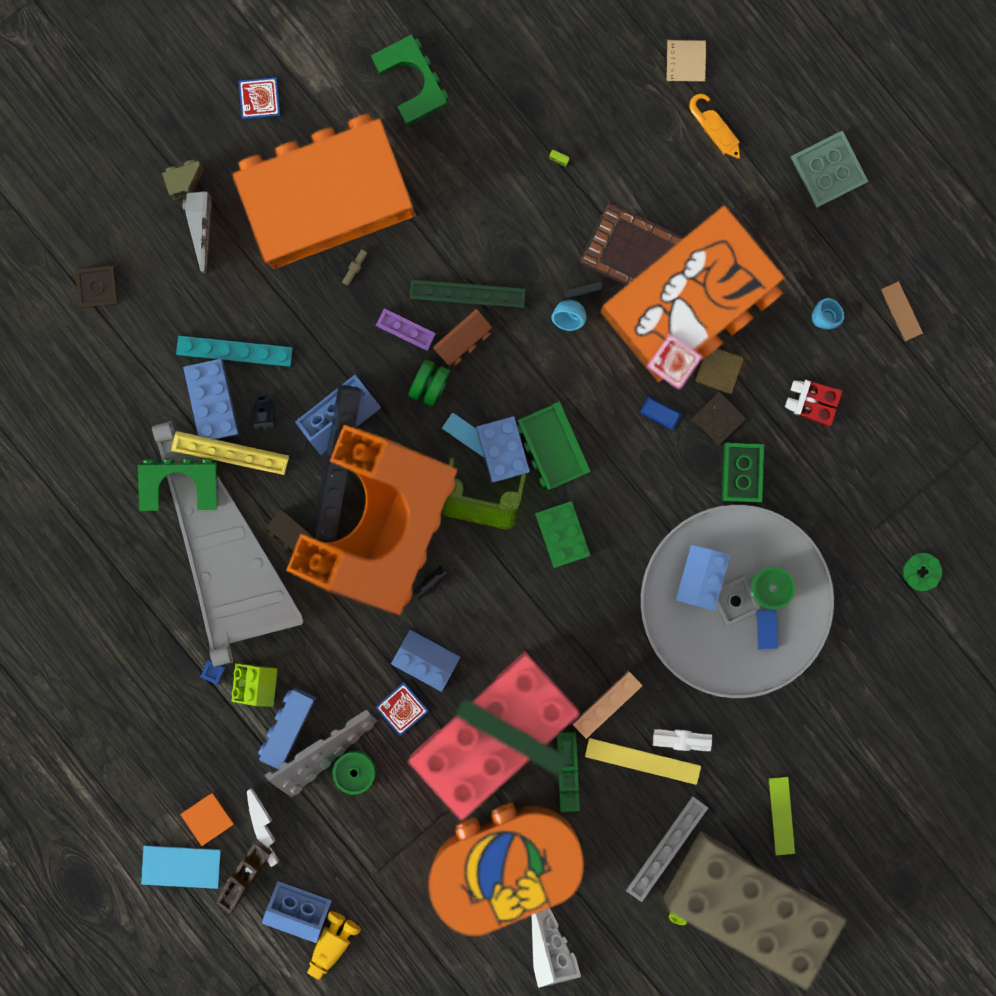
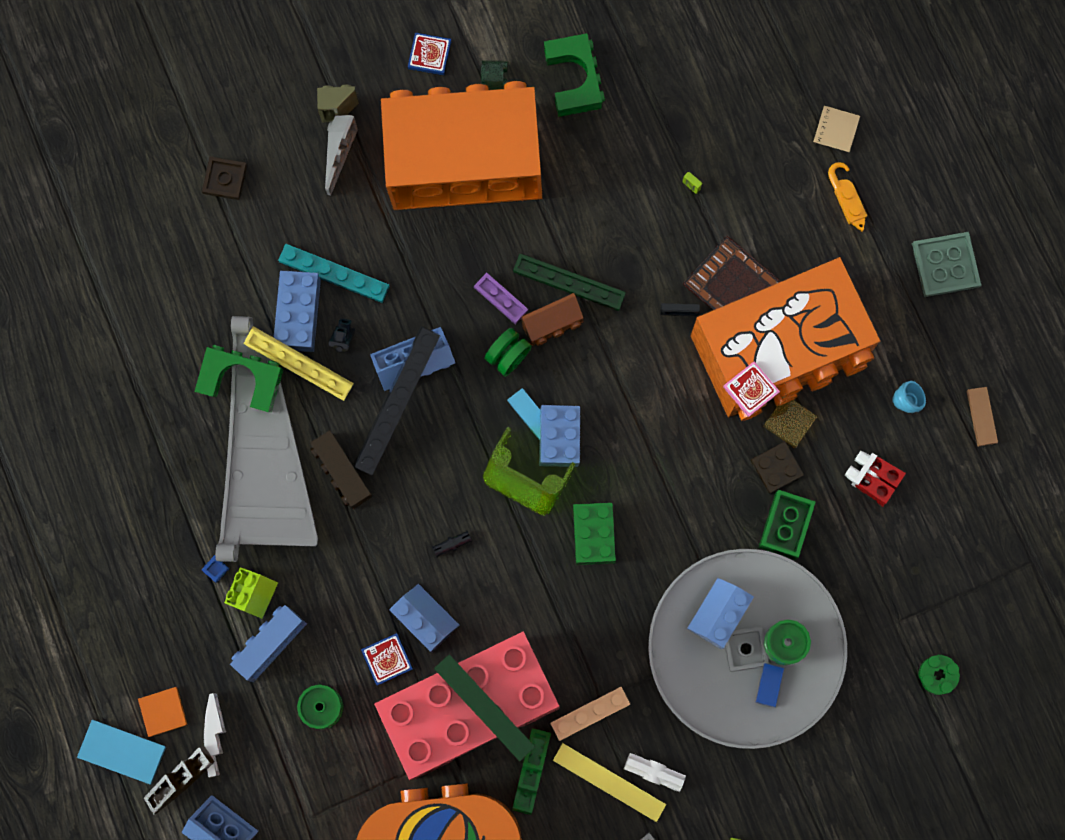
camera: 15 degrees right, 10 degrees down
(318, 756) = (290, 680): light grey wing -> none
(330, 105) = (493, 73): none -> clear green cylinder
(354, 267) = (470, 228): dark tan bar -> none
(392, 537) = (448, 455): orange arch -> none
(552, 446) = (609, 448): green panel -> none
(569, 315) = (660, 328): medium azure hat -> none
(660, 412) = (722, 446): blue tile -> none

